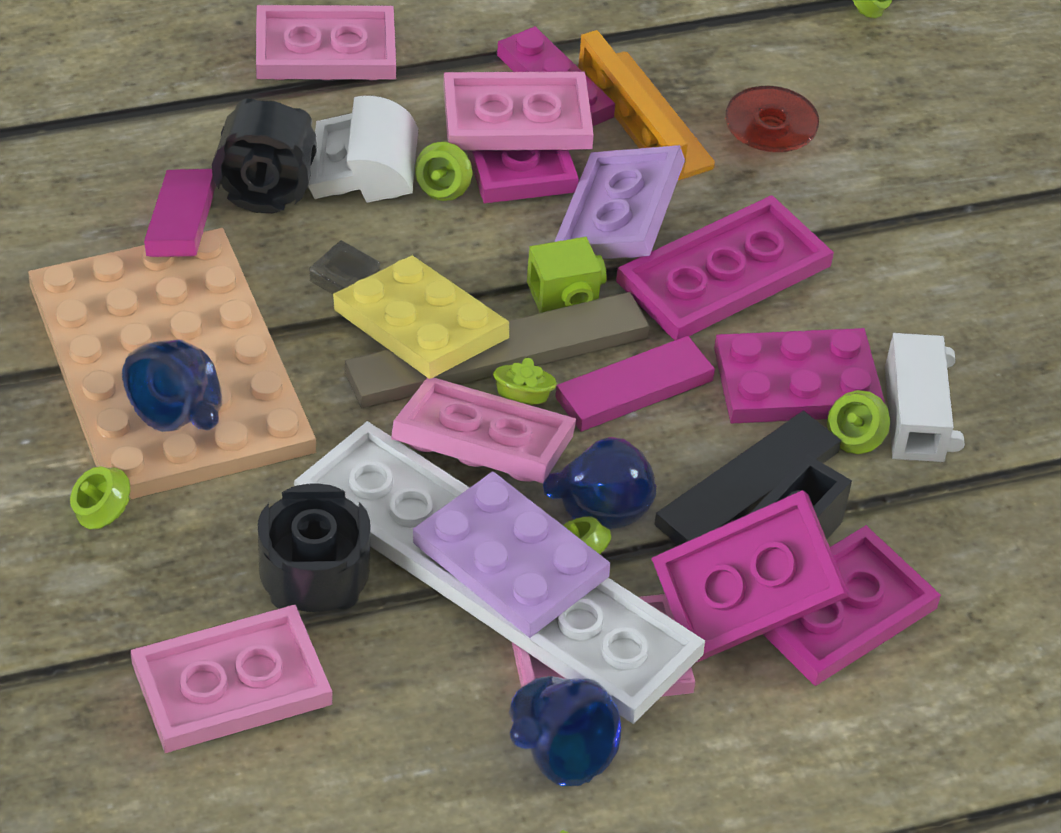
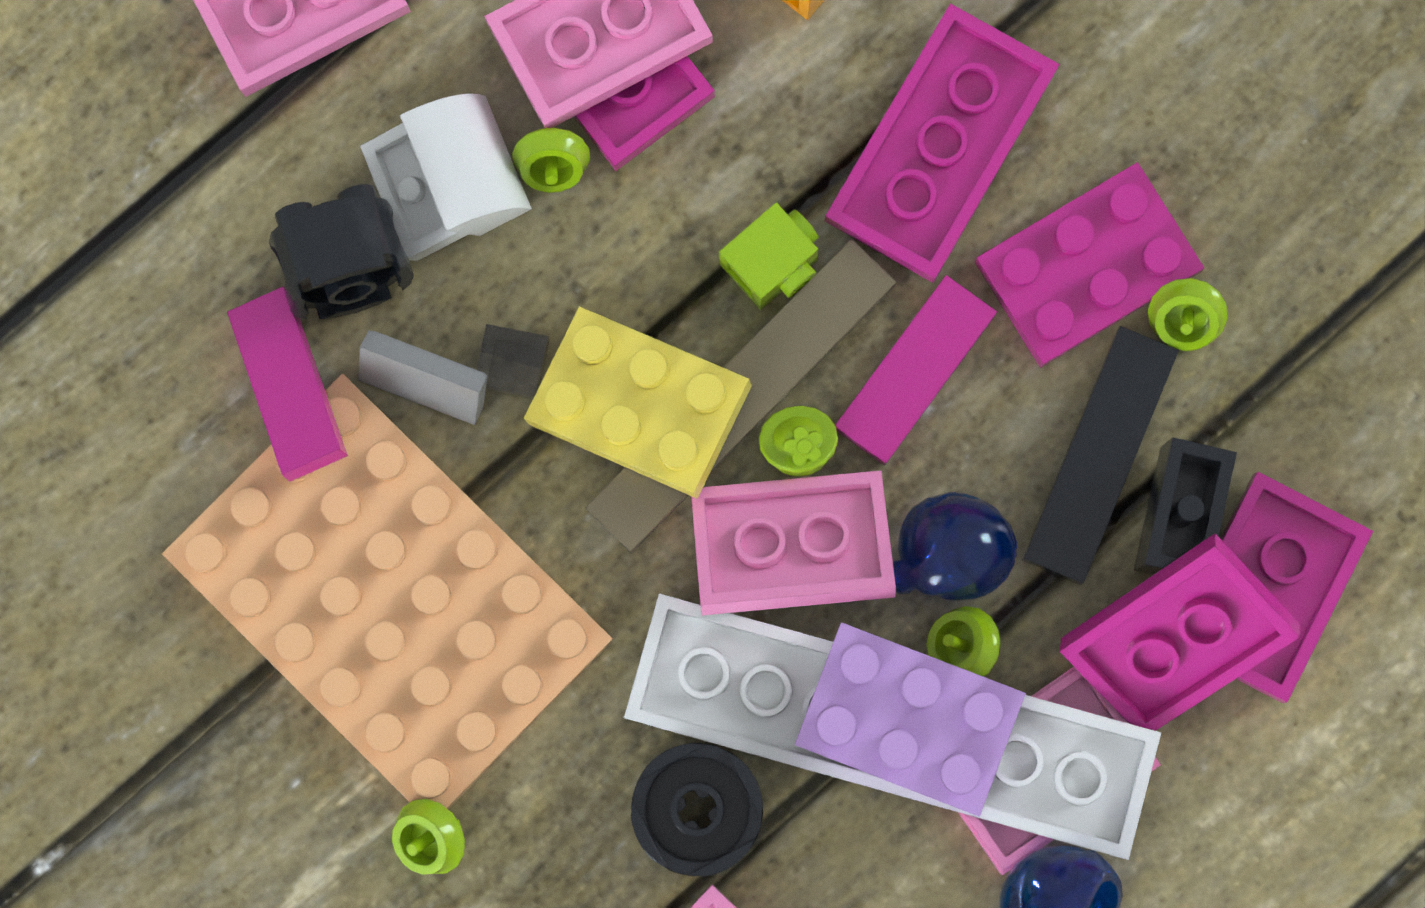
camera: 15 degrees left, 35 degrees up
(172, 385) = (444, 683): clear blue piece -> none
(276, 246) = (422, 377): none -> light grey tile
(623, 200) = (782, 111): lavender plate -> none
(920, 398) = (1240, 241): white brick -> none

